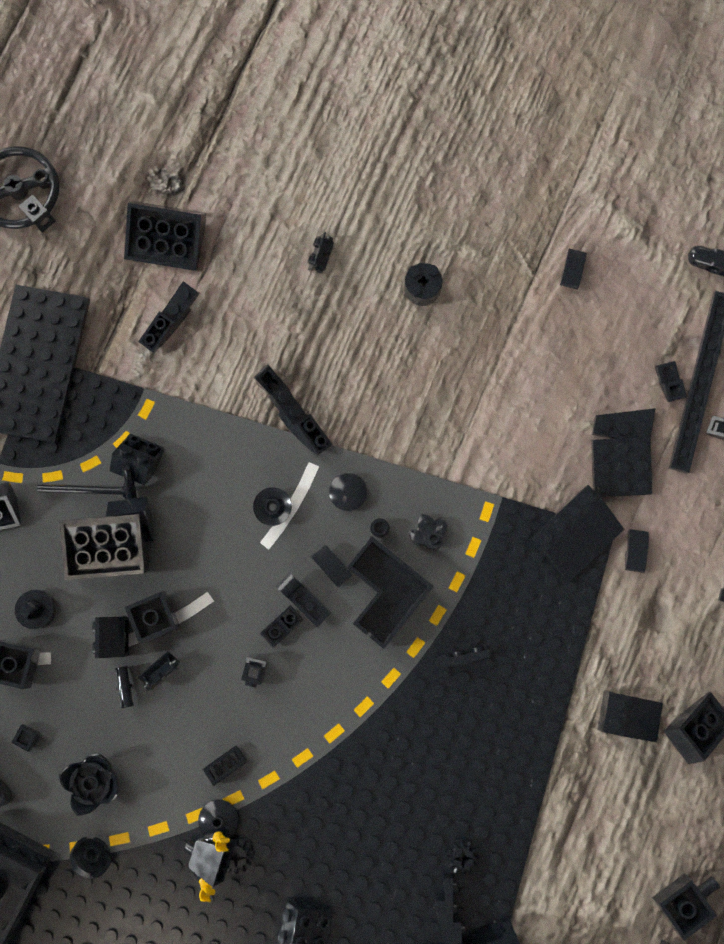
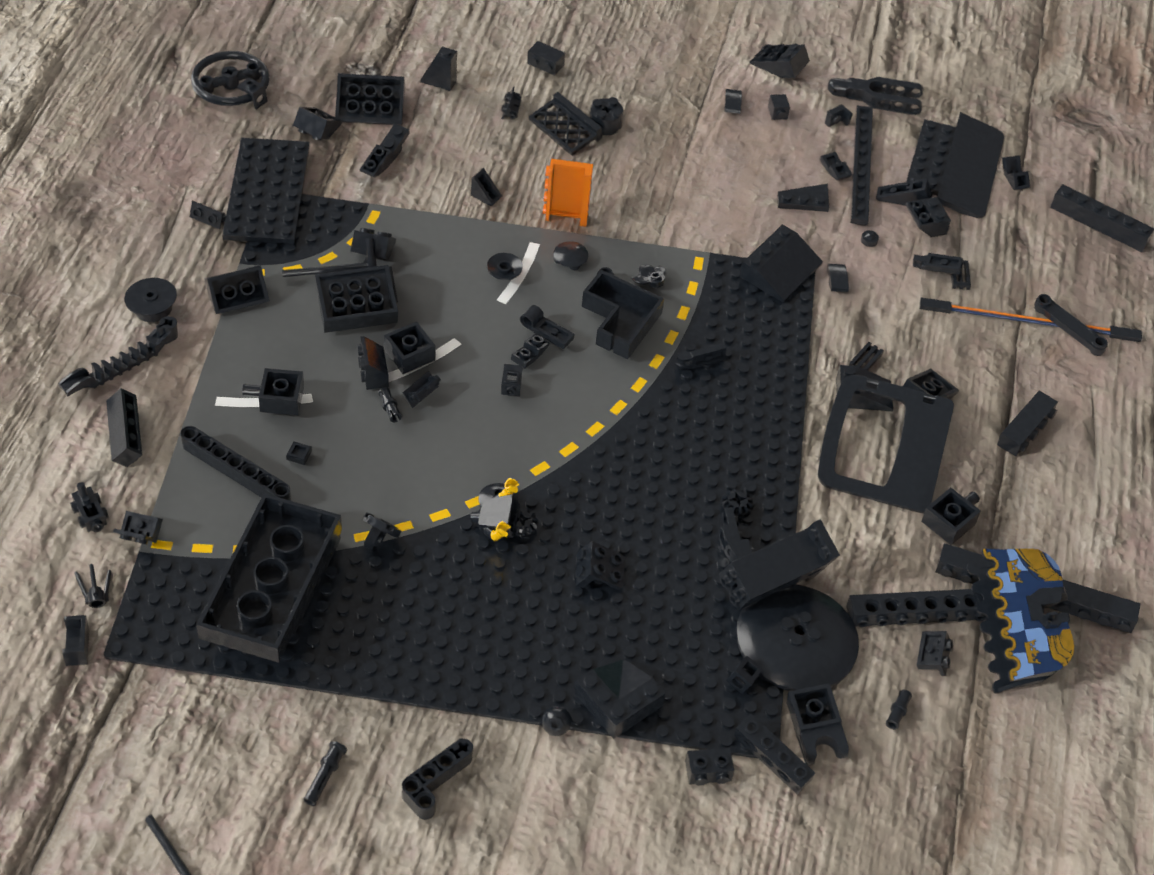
camera: 15 degrees left, 30 degrees down
(35, 609) = (293, 356): black tile -> none
(75, 779) = (371, 472): black brick -> none
(102, 265) = (316, 122): none -> black slope
(210, 776) = (484, 457): black slope -> none
(248, 199) = (442, 70): none -> black slope
(298, 422) = (519, 214): black slope -> none
(331, 565) = (569, 304): black slope -> none
(354, 413) = (568, 189): none -> orange panel
(369, 186) = (546, 58): none -> black brick
(391, 285) = (575, 117): none -> black fence
(622, 466) = (811, 220): black plate -> none
(624, 285) = (778, 107): none -> black brick
(642, 207) = (782, 59): none -> black slope
(648, 674) = (872, 349): none -> black tile
(669, 818) = (919, 450): none -> black door
(685, 494) = (869, 238): none -> black tile
(694, 302) = (838, 114): none -> black bracket

